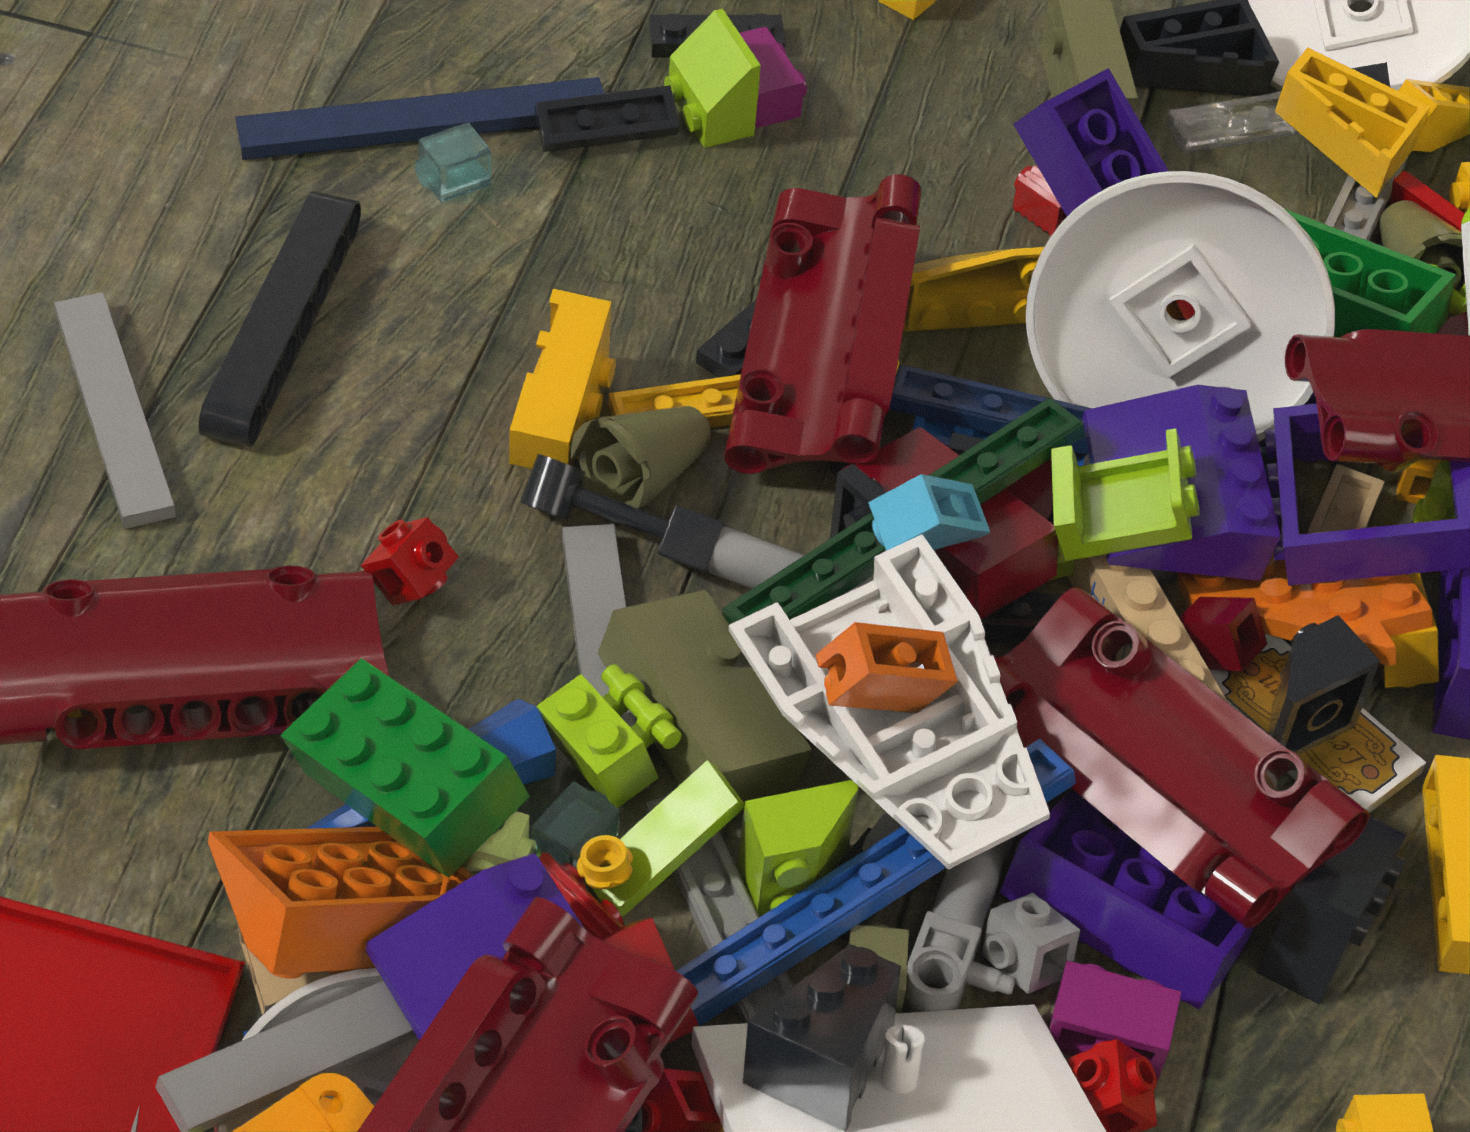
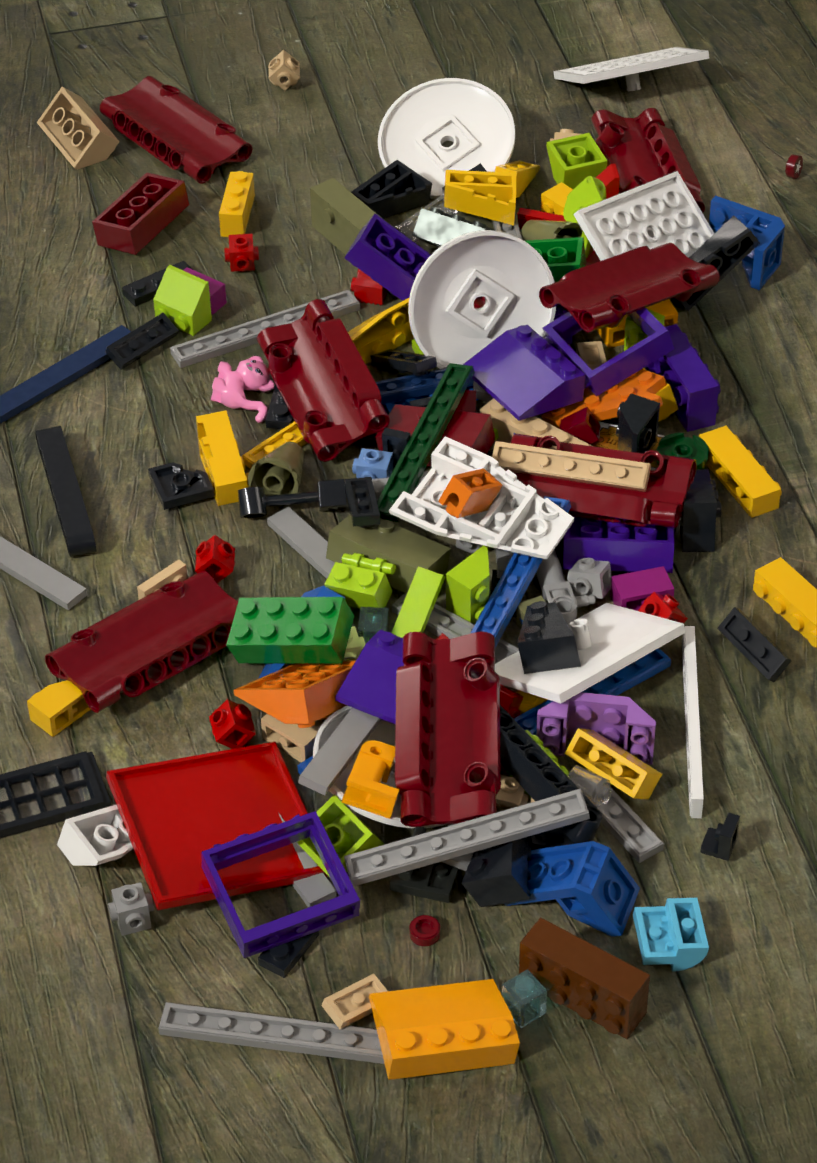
camera: 25 degrees left, 5 degrees down
(185, 893) = (232, 724): none -> red brick
(316, 552) = (175, 572): none -> tan plate
(454, 162) = (87, 390): clear light blue brick -> none
(466, 395) = (179, 486): none -> black plate
(608, 852) = (399, 626): yellow plate -> none
(711, 583) = (362, 502): none -> black plate
(728, 259) = (249, 376): none -> bright pink animal
(764, 181) = (246, 334): none -> light grey tile
(802, 519) = (373, 464): none -> medium blue brick
(878, 41) = (241, 253): none -> red brick
(930, 506) = (434, 429): medium azure slope -> none
(1000, 356) = (404, 361): none -> black plate
(1123, 500) = (511, 389): lime panel -> none
(1134, 705) = (572, 466): none -> tan tile
(1241, 149) = (439, 227): none -> brick
(1384, 749) = (690, 448): none -> dark green plate

